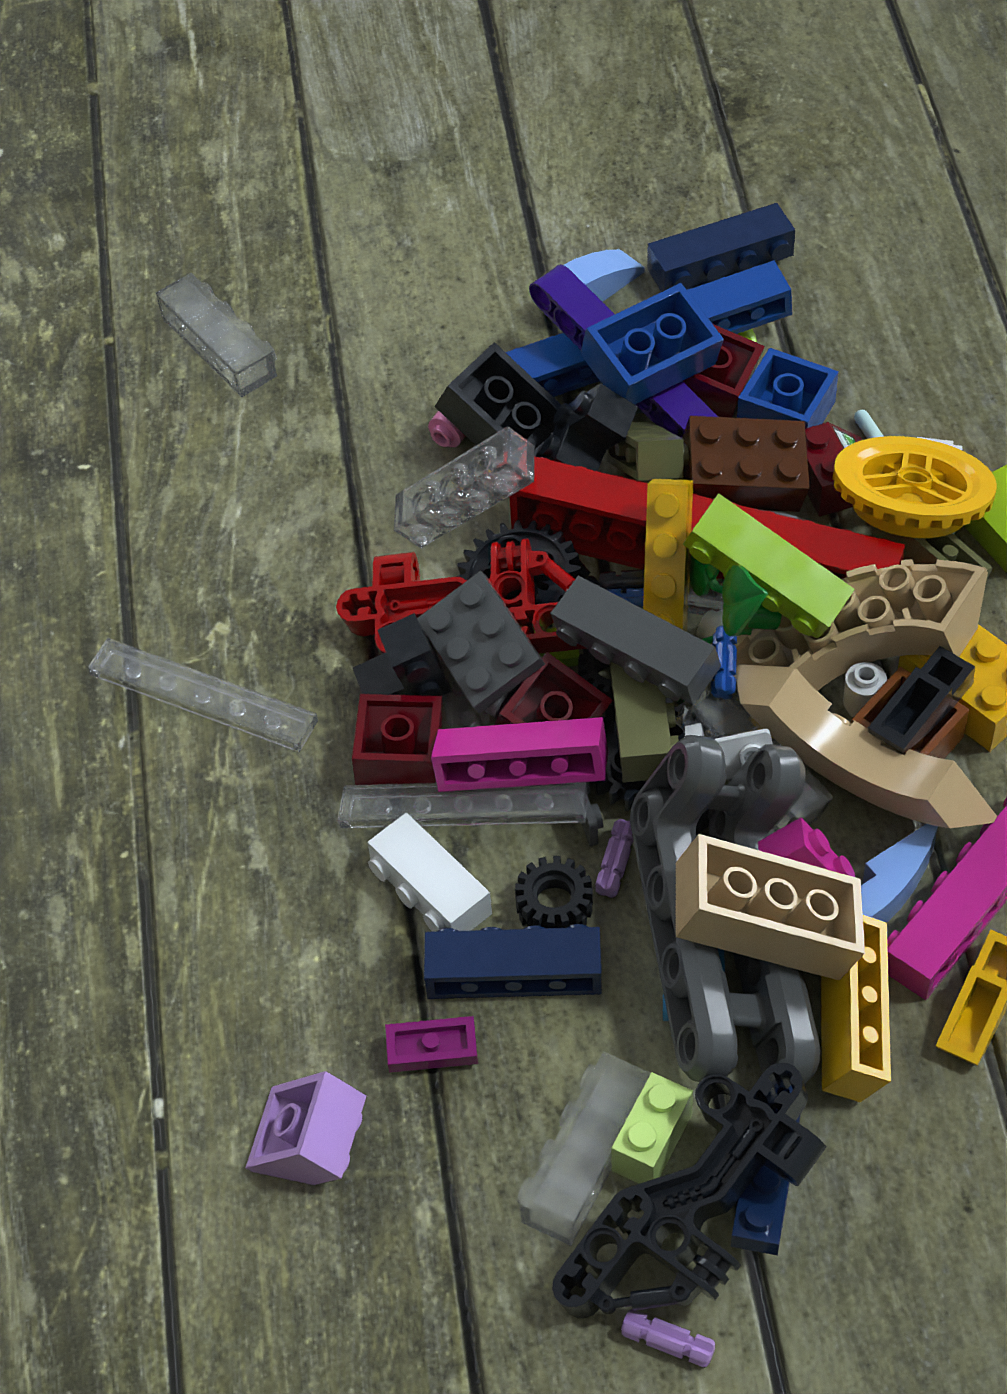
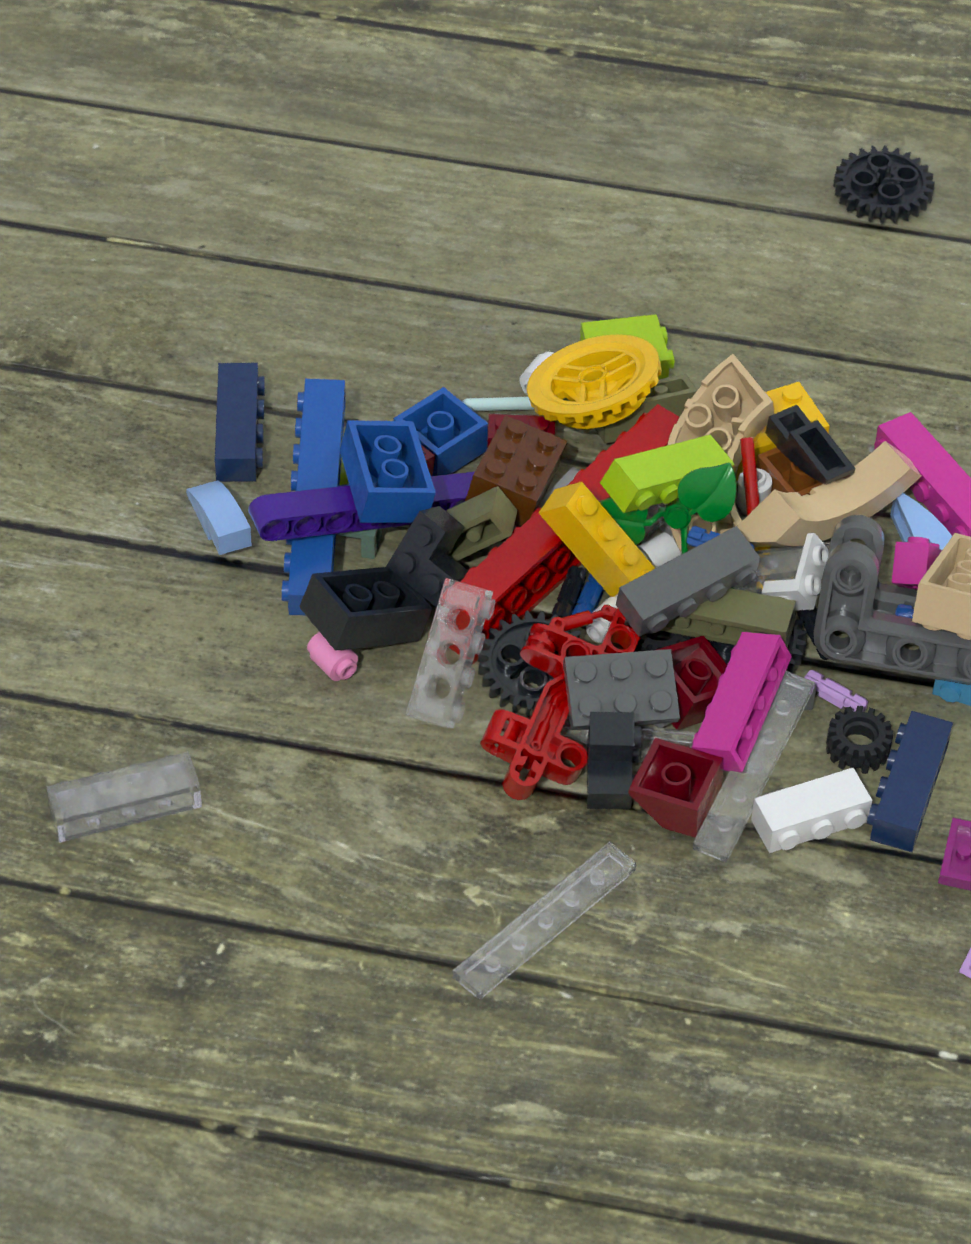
camera: 75 degrees left, 5 degrees down
(855, 663) = (749, 473): none -> red bar

